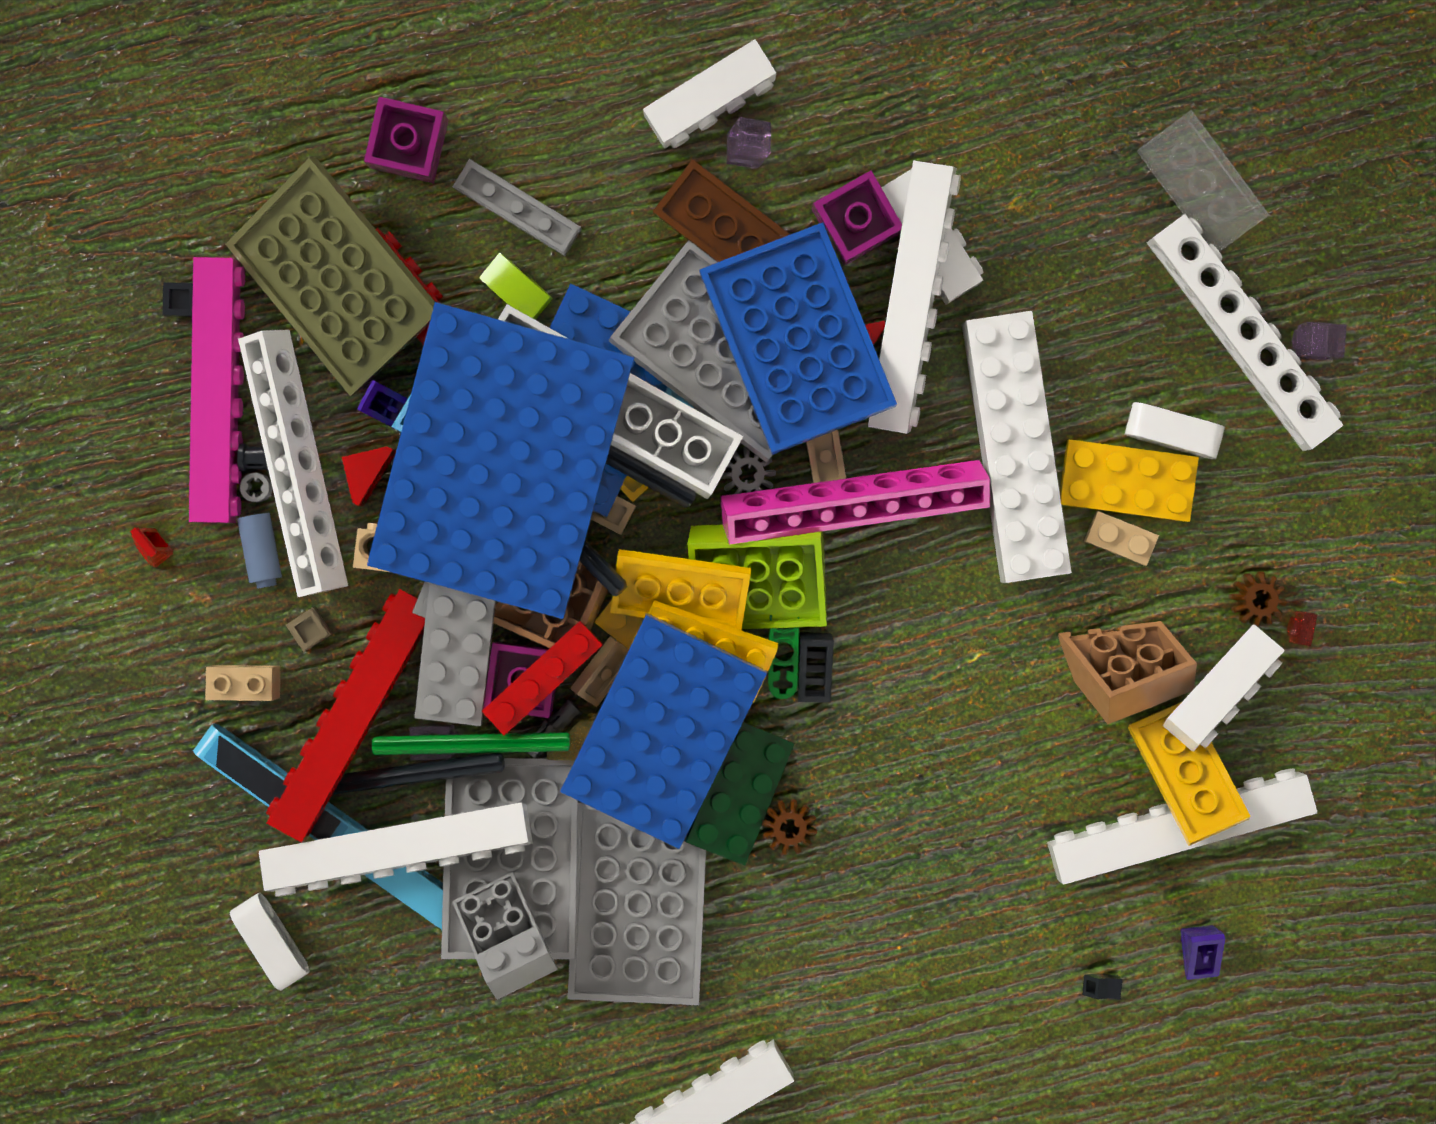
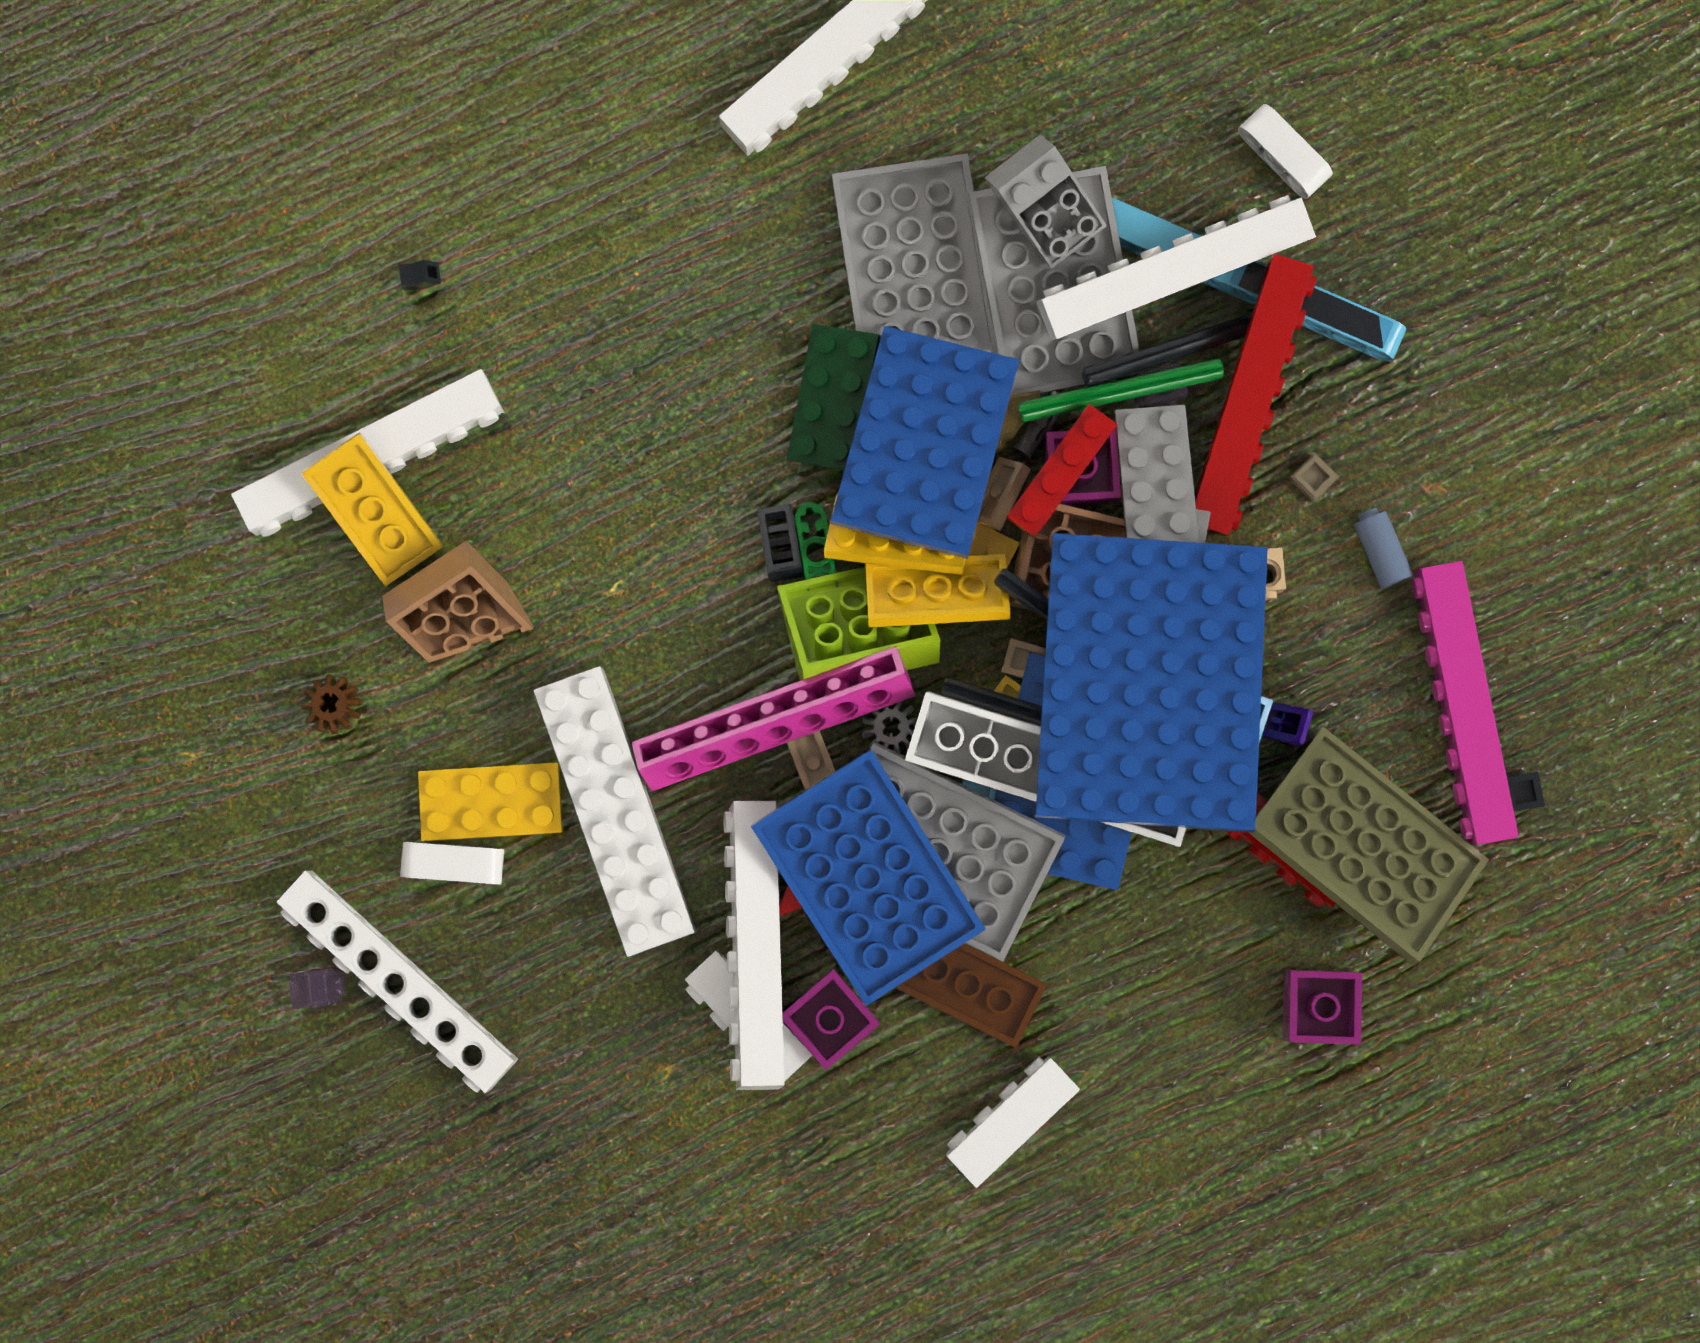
camera: 170 degrees right, 5 degrees down
(151, 545) = (1495, 530): red slope -> none
(243, 682) = (1370, 407): tan brick -> none
(246, 486) = (1411, 612): light grey bush -> none
(251, 458) = (1406, 642): black bush -> none
(293, 462) = (1367, 644): white brick -> none
(365, 471) = (1290, 650): red slope -> none
(515, 287) = (1174, 874): lime slope -> none
(517, 207) = (1190, 961): light grey tile -> none
(748, 143) = (960, 1076): clear purple brick -> none
(799, 821) = (763, 379): reddish brown gear -> none
(1121, 538) = (486, 740): tan plate -> none
(1202, 181) = (471, 1134): clear tile -> none
(1202, 951) = (323, 331): dark purple slope -> none
(1223, 688) = (351, 603): white brick -> none
(1302, 628) = (280, 683): clear red plate -> none

